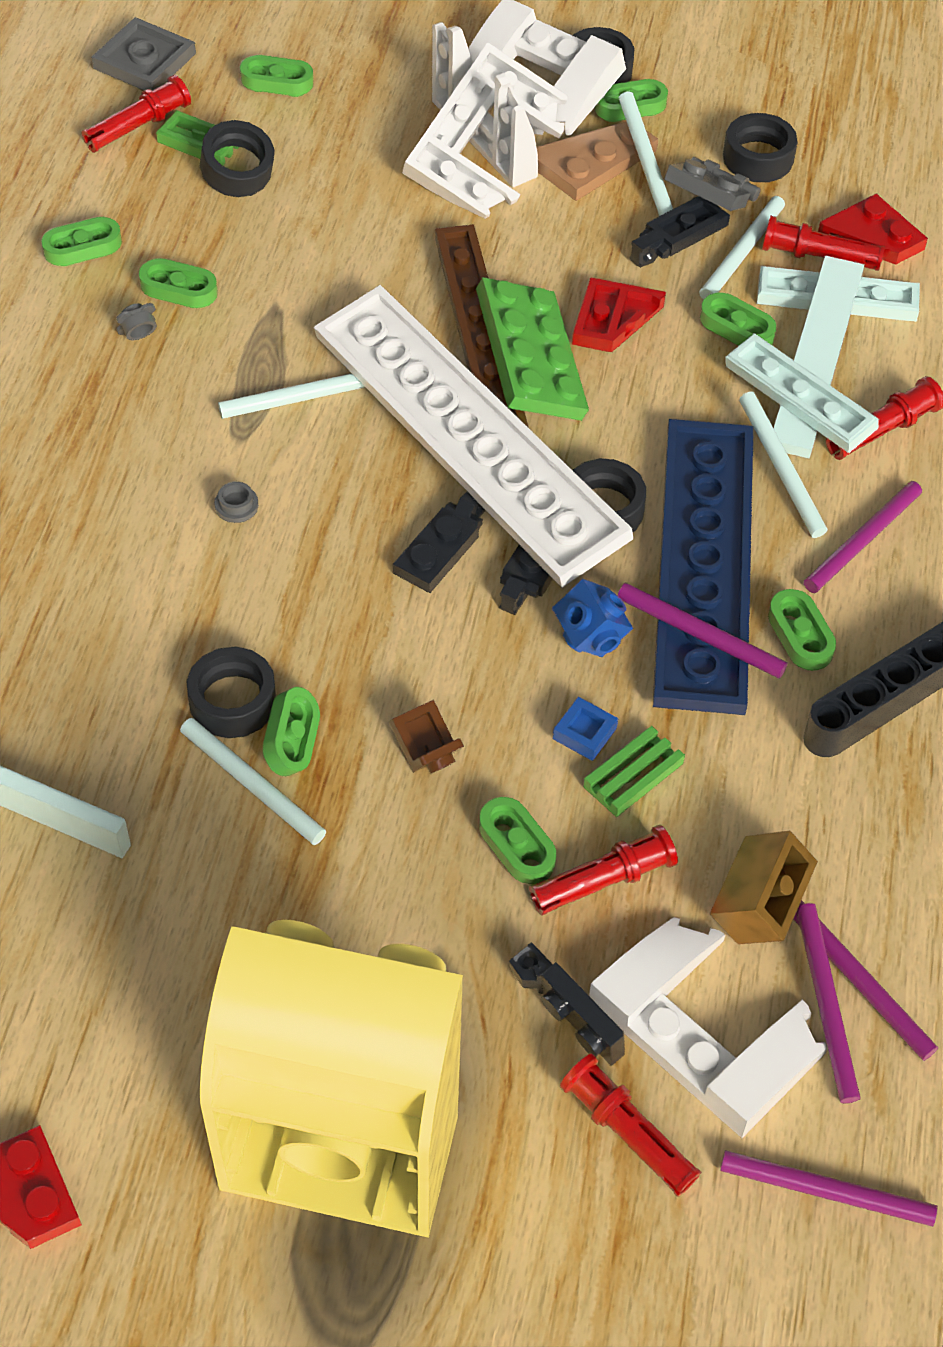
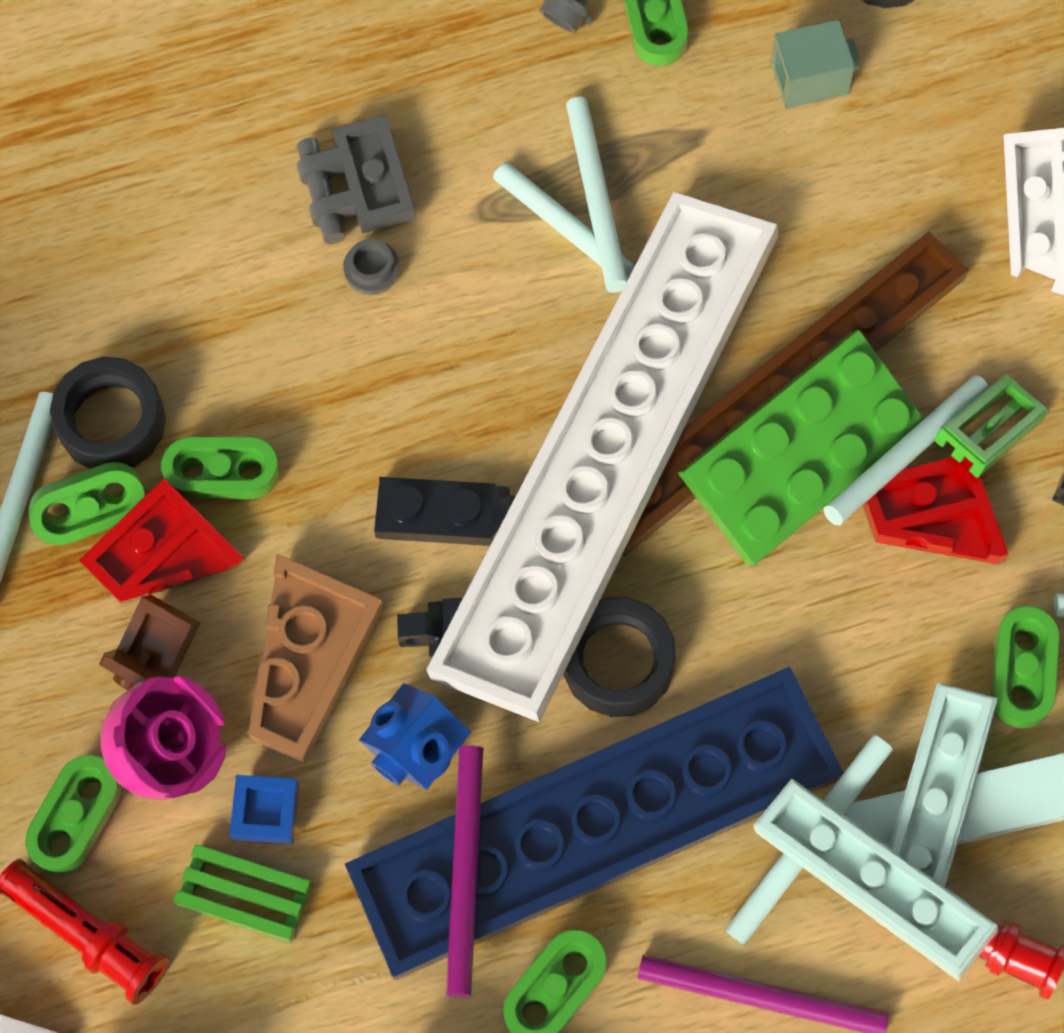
camera: 65 degrees right, 15 degrees up
(168, 470) = (373, 175): none -> dark grey plate
(279, 228) = (813, 63): none -> sand green brick
(281, 367) = (596, 194): none -> light aqua bar
(318, 649) = (222, 465): none -> bright green plate
(353, 705) = (158, 548): none -> red wing
(491, 657) = (308, 655): none -> medium nougat wing
(503, 756) = (163, 738): none -> dark pink cylinder
(570, 303) = (902, 453): none -> light aqua bar
(572, 263) = (969, 447): none -> bright green tile
(833, 430) = (876, 879): none -> light aqua tile

